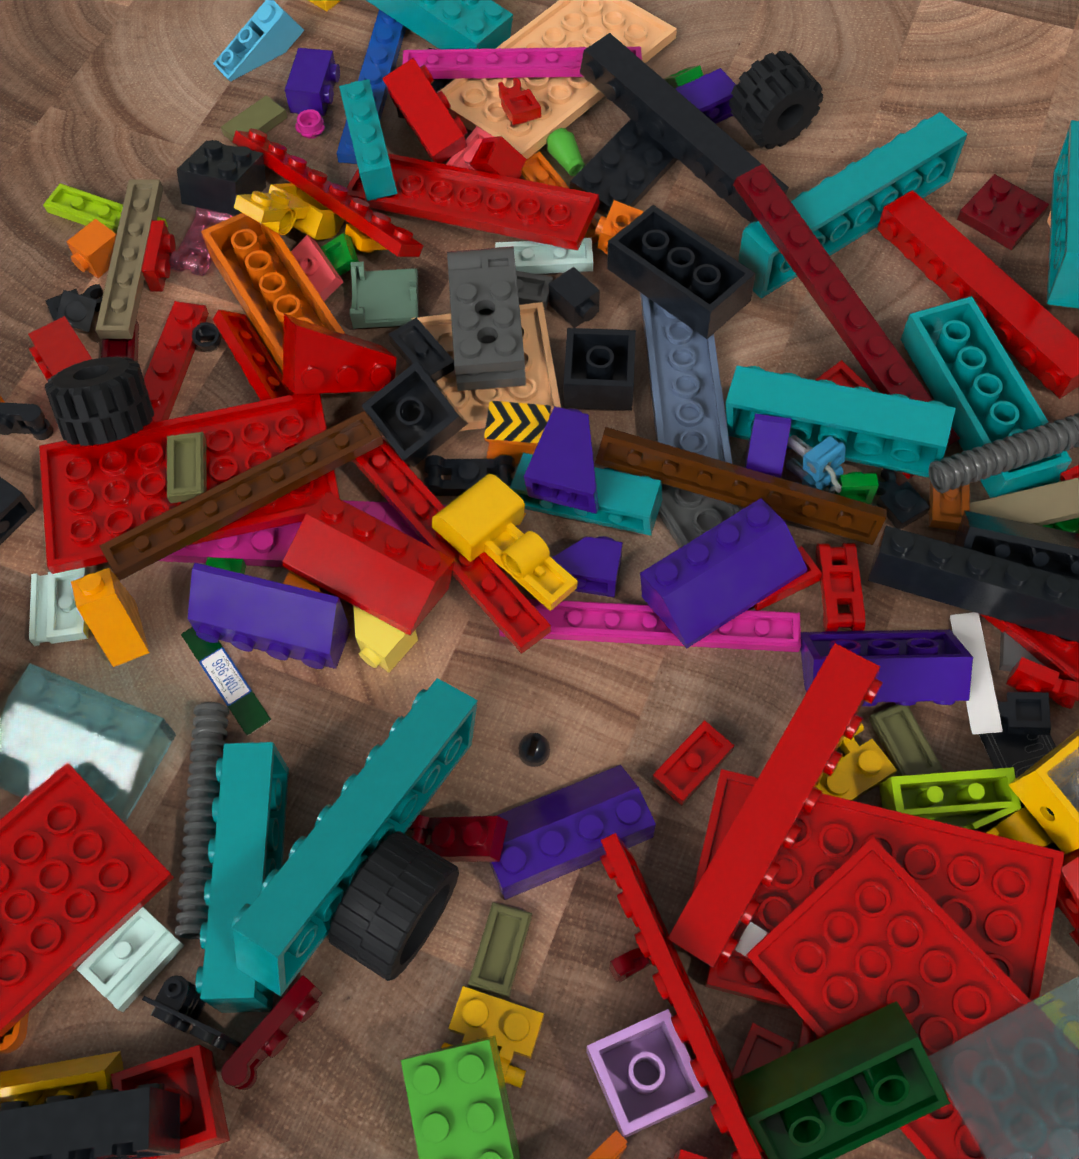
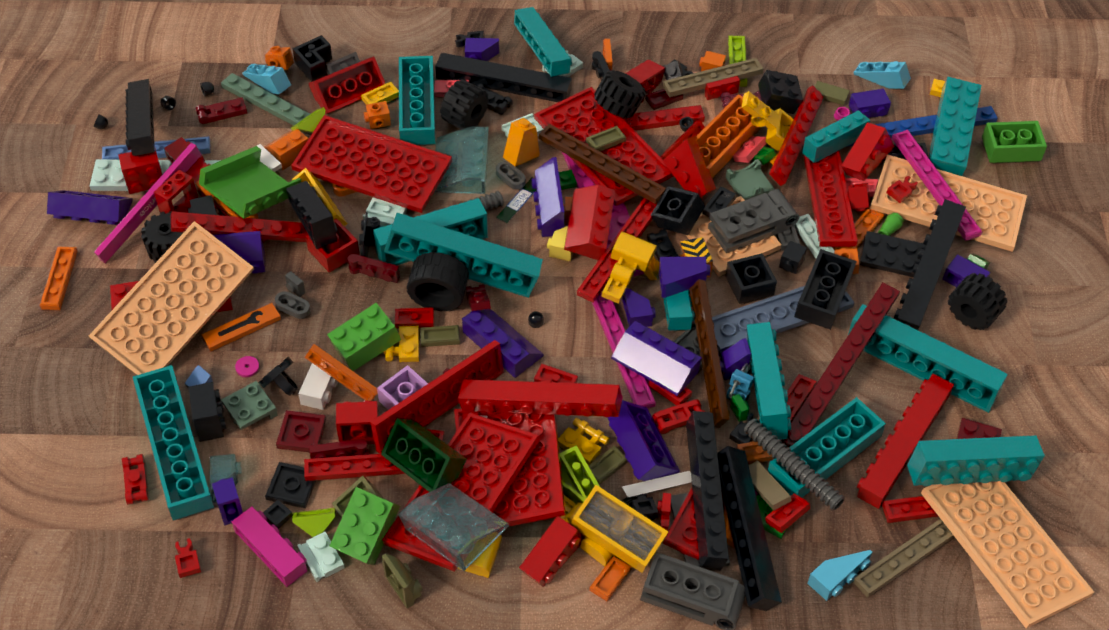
camera: 65 degrees right, 10 degrees down
(163, 667) = (510, 175): none -> dark grey plate
(439, 988) = (414, 317): none -> red plate

